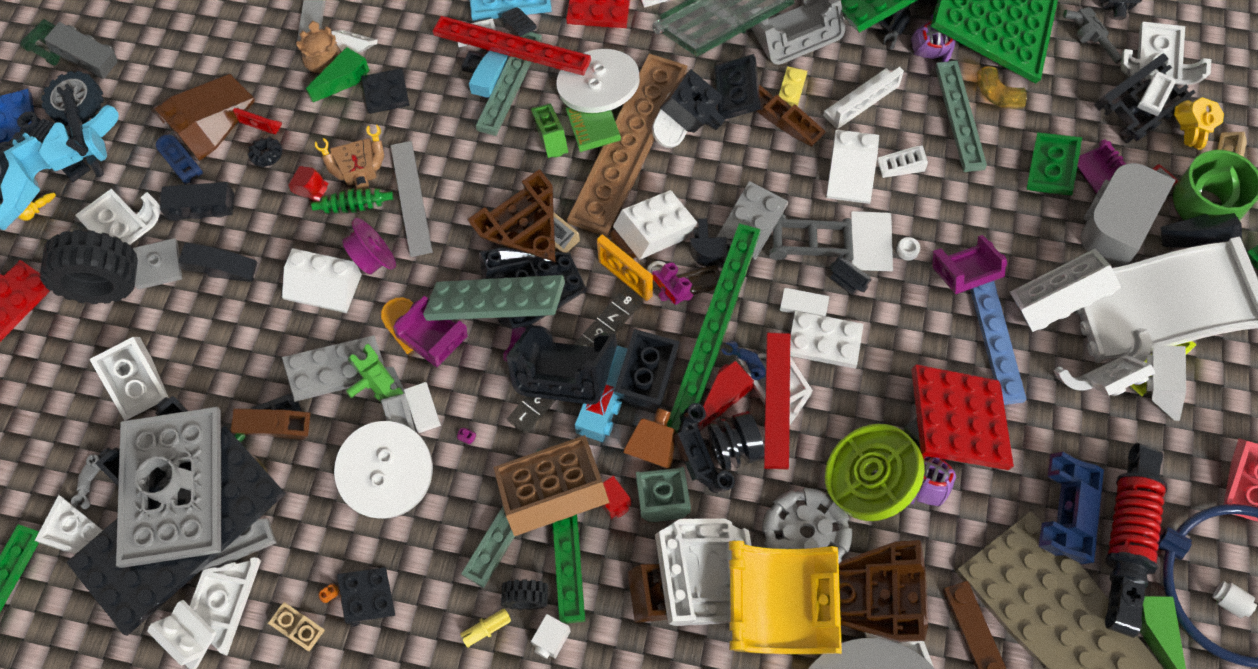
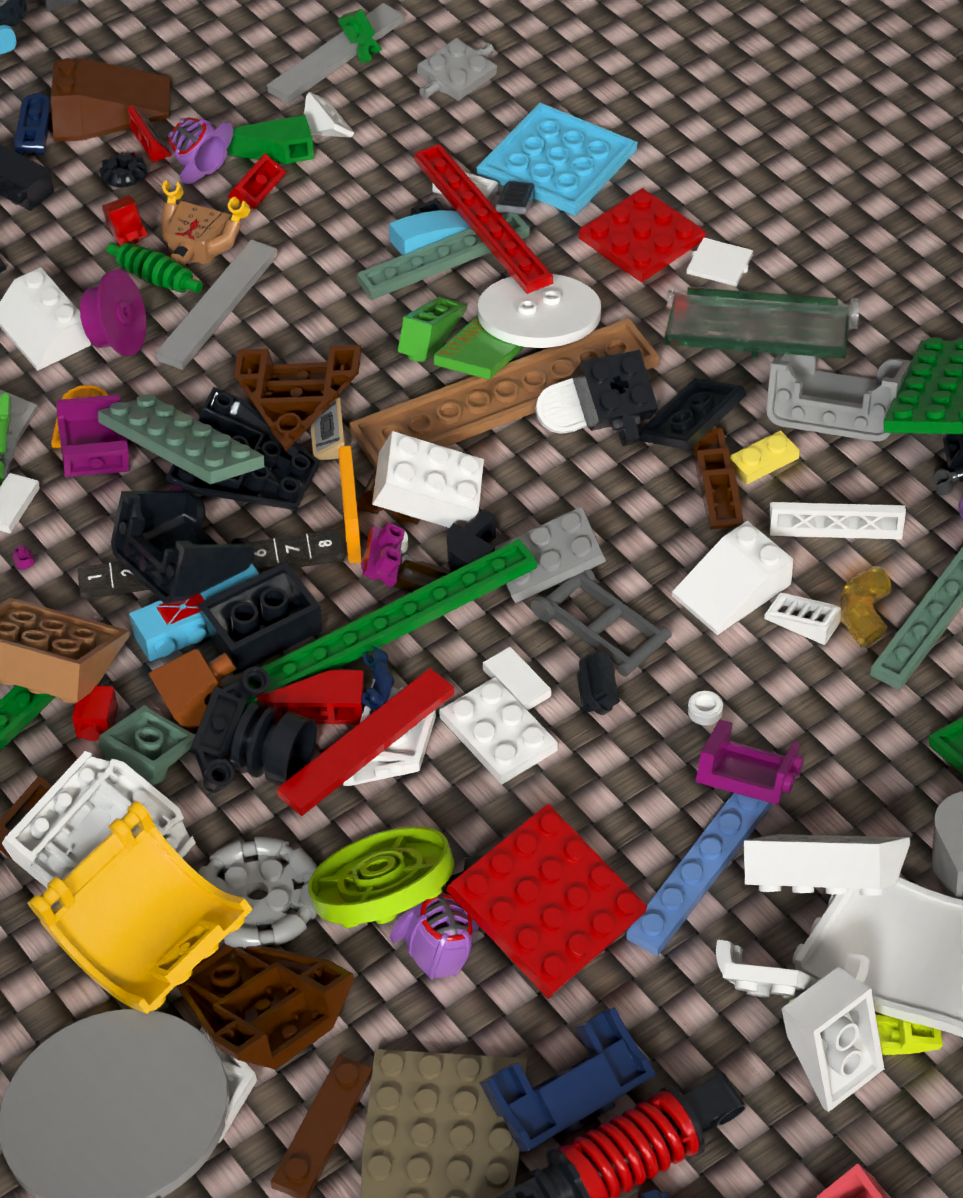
camera: 40 degrees right, 15 degrees down
(303, 107) = (199, 147): none -> medium lavender piece
(317, 47) = (277, 97): medium nougat hair -> none
(353, 107) = (258, 182): none -> red slope
(385, 91) = (306, 186): black plate -> none
(872, 241) = (673, 673): white sticker -> none
(925, 136) = (858, 606): none -> clear yellow cylinder

